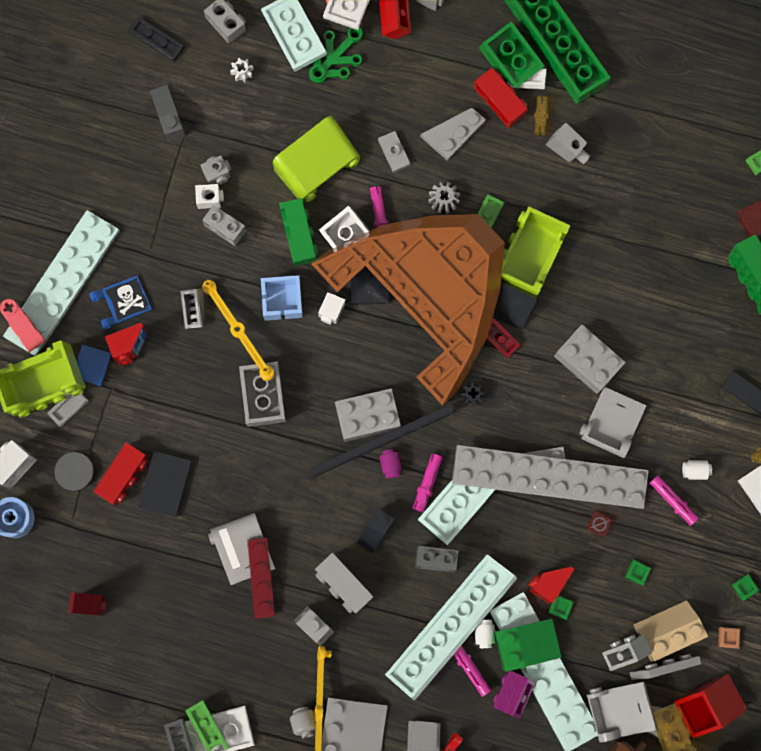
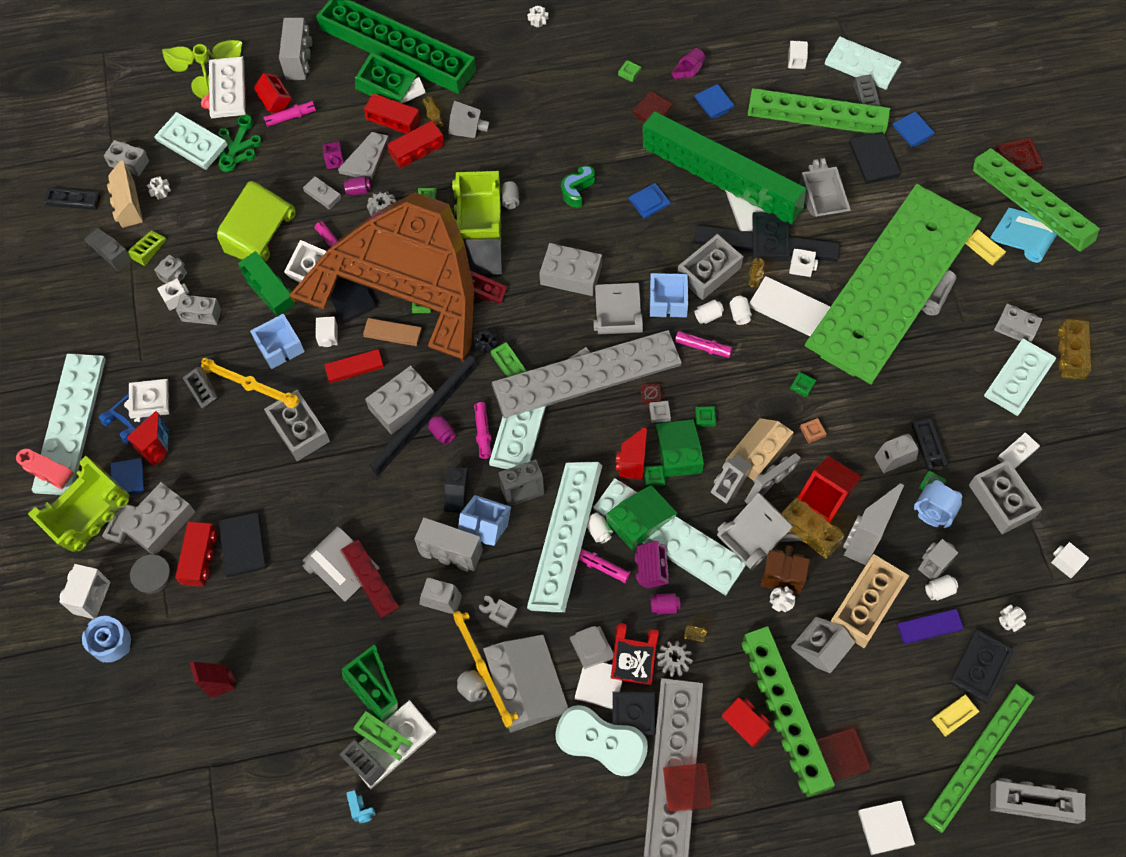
camera: 20 degrees left, 15 degrees down
(100, 423) = (157, 519): none -> light grey brick
(142, 295) = (148, 397): none -> white tile
(205, 65) = (124, 196): none -> tan slope
(208, 135) = (144, 258): none -> lime slope
(218, 677) = (370, 683): none -> green wedge
(341, 355) = (353, 366): none -> red tile
(361, 667) = (500, 612): none -> light grey plate
(386, 577) = (485, 519): none -> light blue piece
(392, 338) = (392, 332): none -> medium nougat tile
(402, 46) = (296, 111): none -> dark pink pin
(423, 114) = (333, 155): none -> magenta bracket
(430, 163) = (357, 186): none -> magenta brick
(484, 427) = (507, 360): none -> bright green hinge
(507, 145) = (416, 144): none -> red brick
(507, 735) = (665, 603): none -> magenta brick
(571, 247) = (510, 195): none -> light grey brick
(597, 547) = (659, 412): none -> light grey plate
(597, 591) = (679, 448): none -> green slope
(640, 265) = (574, 183): none -> green animal
(667, 435) = (668, 295): none -> light blue piece
(700, 48) = (538, 16): none -> white gear
(703, 319) = (649, 200): none -> blue piece
(722, 425) = (710, 266): none -> light grey brick
(727, 483) = (740, 310): none -> white brick

